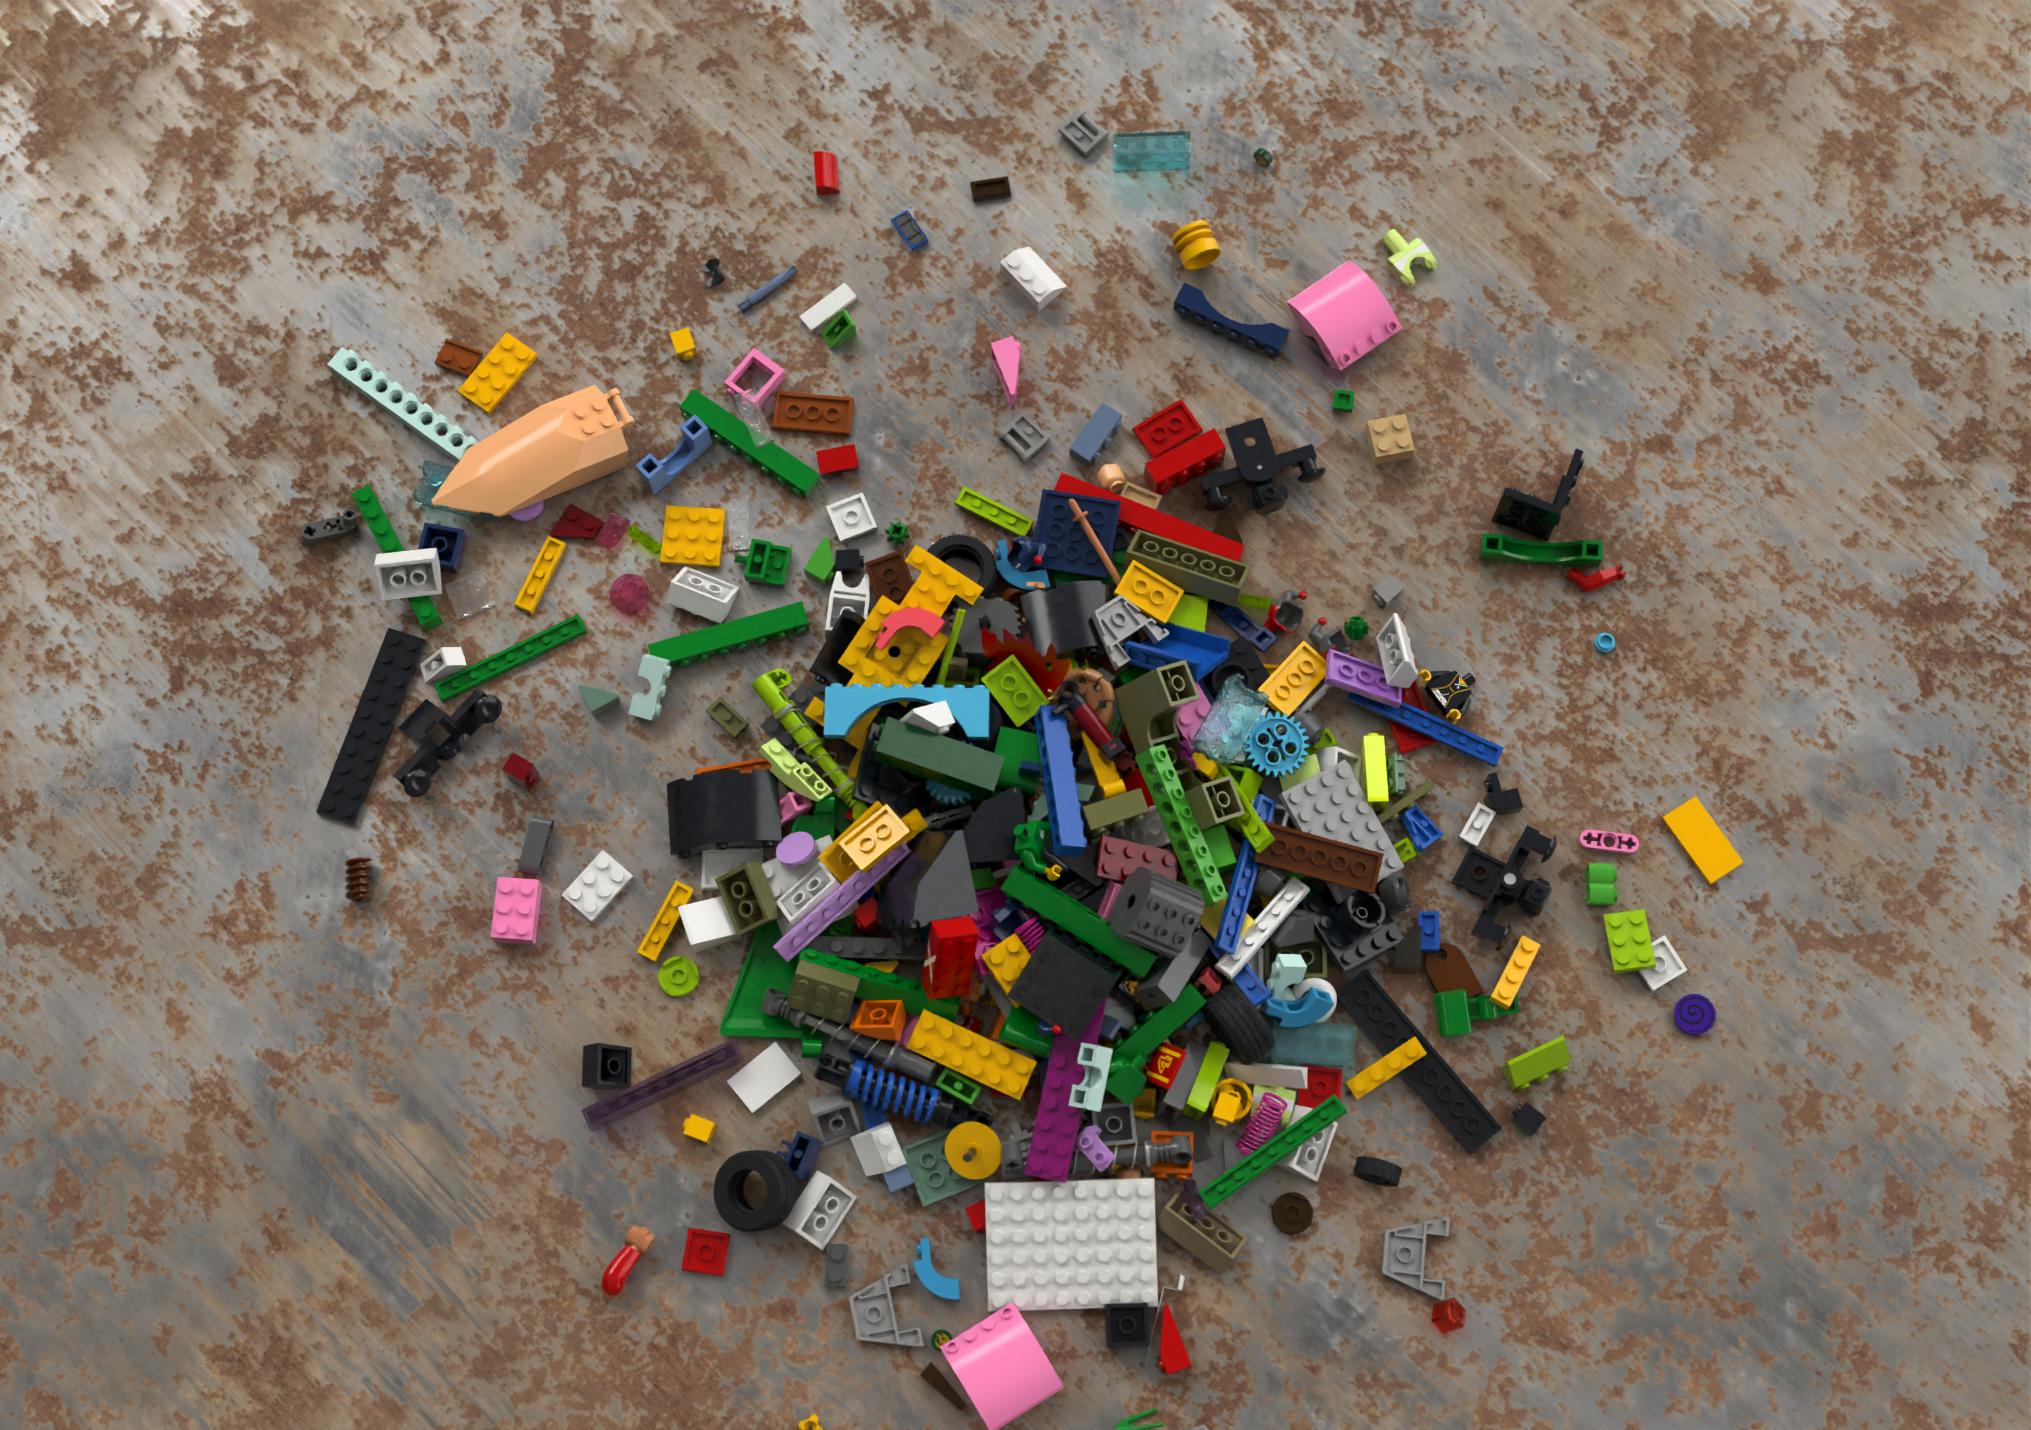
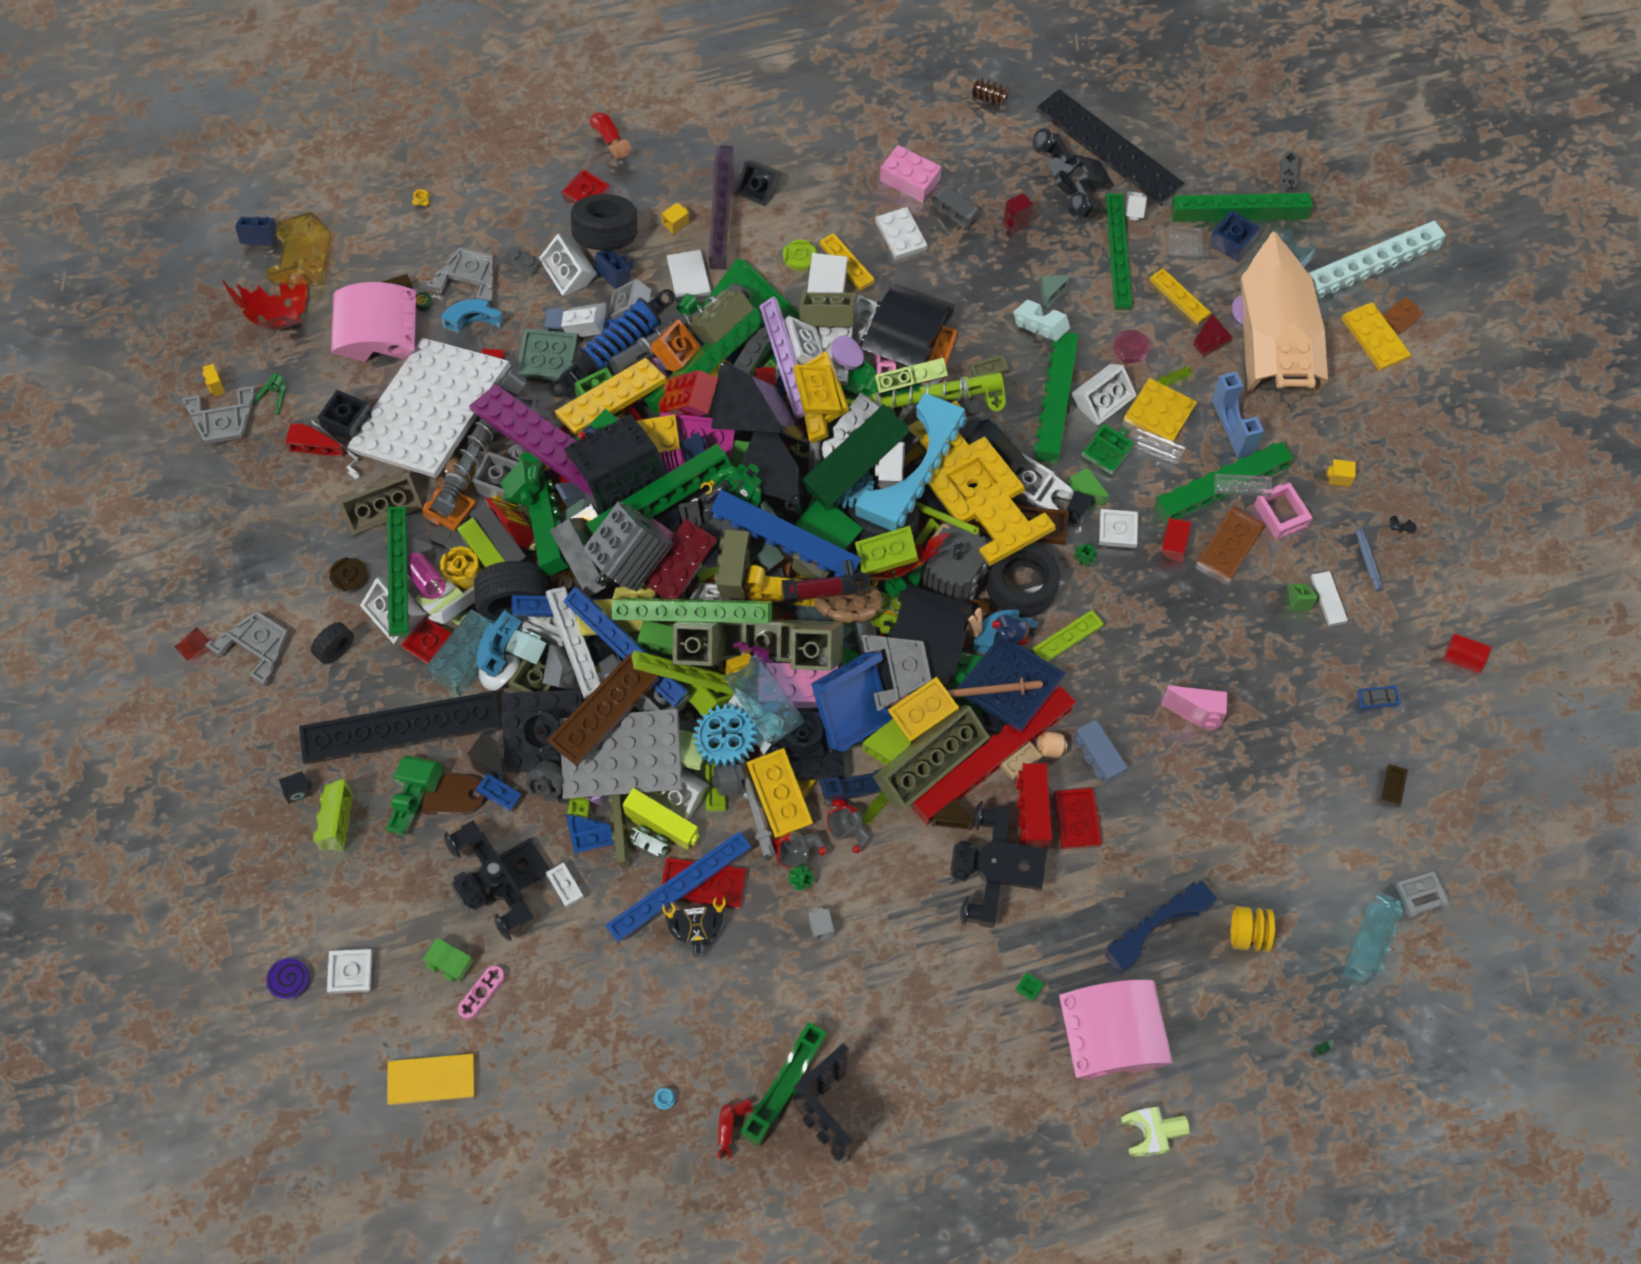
camera: 115 degrees right, 10 degrees down
(408, 573) = (1220, 195): white slope -> none
(608, 535) = (1190, 354): clear pink plate -> none
(909, 618) = (987, 496): coral arch -> none
(973, 1150) = (539, 367): yellow piece -> none
(1028, 432) = (1129, 700): light grey plate -> none
(1029, 769) = (811, 524): dark blue tile -> none
(1032, 277) = (1285, 775): white slope -> none
(1094, 1147) = (483, 437): lavender bracket -> none
(1096, 1064) = (541, 455): light aqua arch -> none
(1194, 1199) = (411, 509): clear purple pin -> none
(1210, 980) = (558, 581): coral tile -> none
(1225, 1109) = (451, 549): yellow brick -> none
(1360, 678) = (746, 848): medium lavender tile -> none
(1386, 1068) = (409, 697): yellow plate -> none
(1389, 439) = (968, 1006): tan brick -> none
(1396, 653) = (753, 893): white slope -> none
(1501, 801) = (573, 915): black brick -> none
(1514, 972) = (418, 840): yellow plate -> none
(1629, 941) = (383, 955): lime plate -> none

